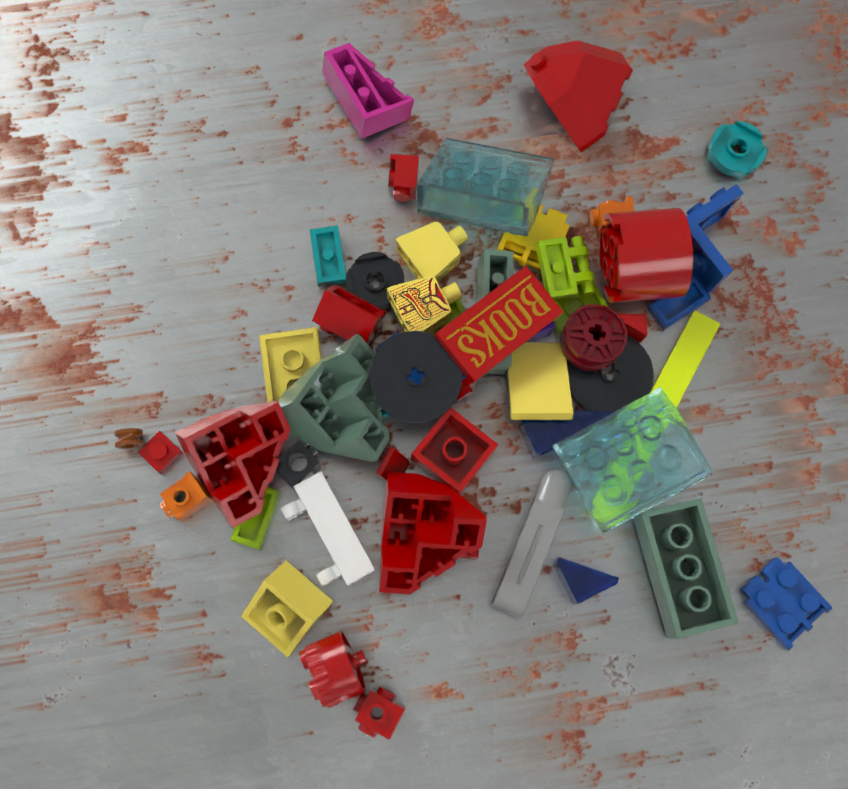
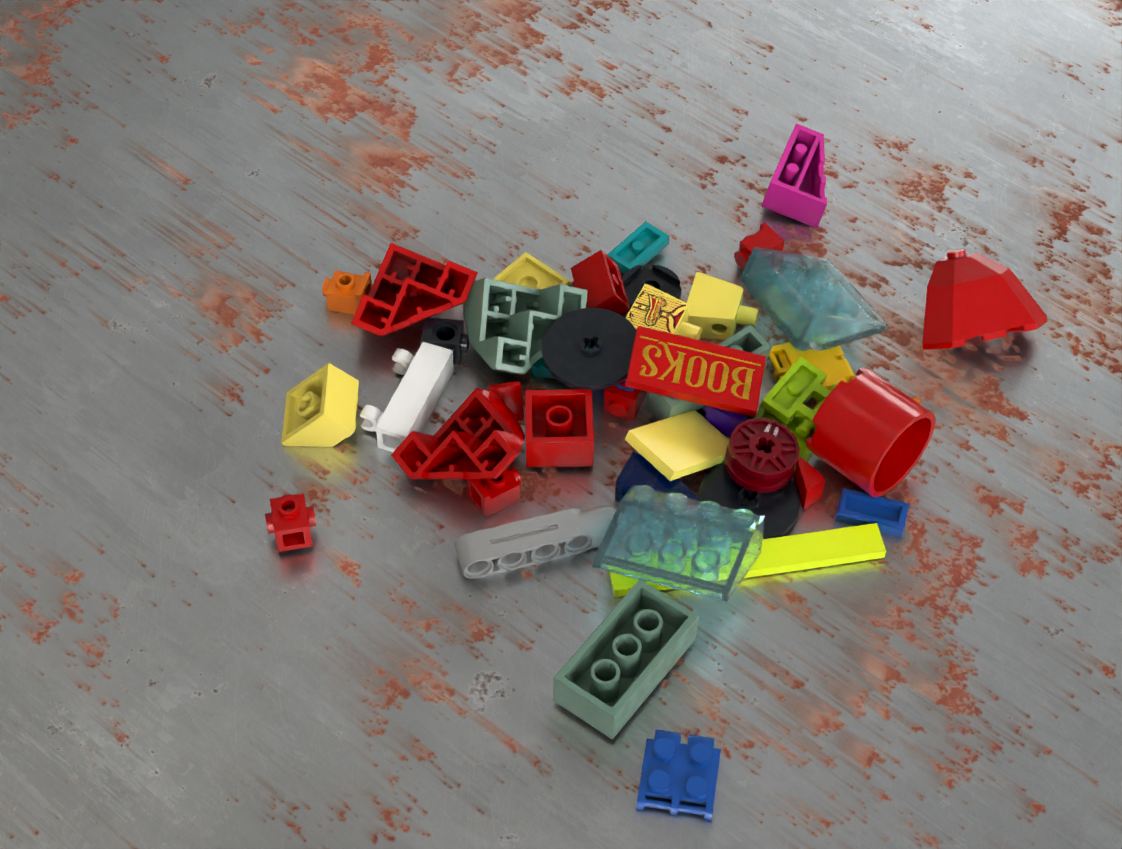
camera: 55 degrees right, 25 degrees down
(128, 438) = (360, 230): dark orange bush -> none
(160, 452) = (368, 257): red plate -> none
(254, 530) = (373, 349): lime tile -> none
(334, 669) = (298, 463): red piece -> none
(581, 581) = (539, 597): clear blue slope -> none
(708, 262) = (943, 465): blue bracket -> none
(732, 163) = (1064, 474): teal plate -> none

